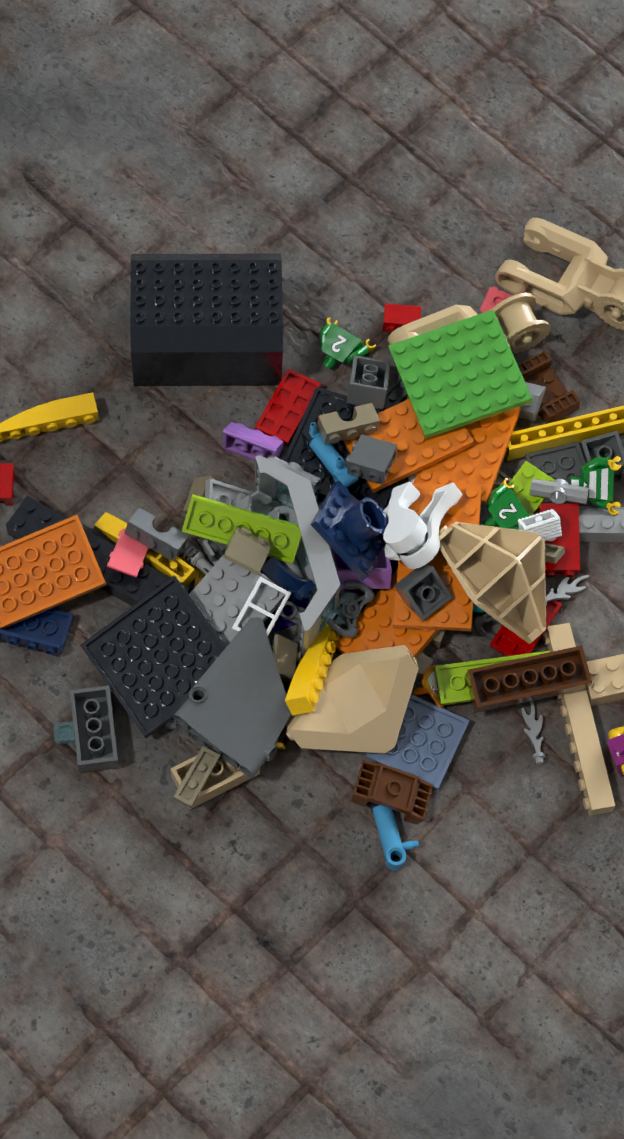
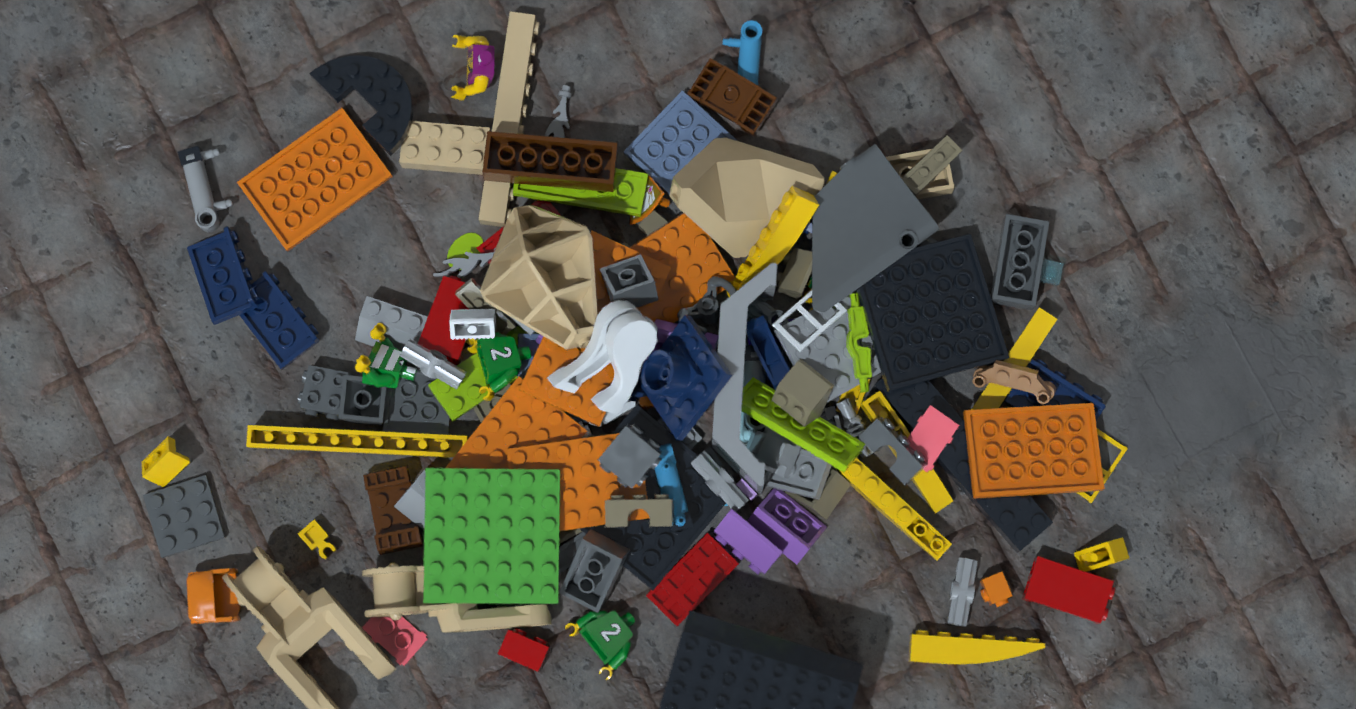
camera: 155 degrees left, 15 degrees up
(39, 468) = (995, 590): none -> orange brick
(65, 459) = (962, 592): none -> light grey piece
(66, 627) = (1015, 377): none -> medium nougat plate
(71, 651) = (1020, 355): none -> yellow slope
(131, 499) = (895, 509): none -> yellow slope
(208, 599) = (861, 355): none -> lime piece
(225, 464) = (786, 525): none -> medium lavender slope
(573, 607) = (465, 243): none -> lime sticker
(597, 353) = (315, 537): none -> yellow plate

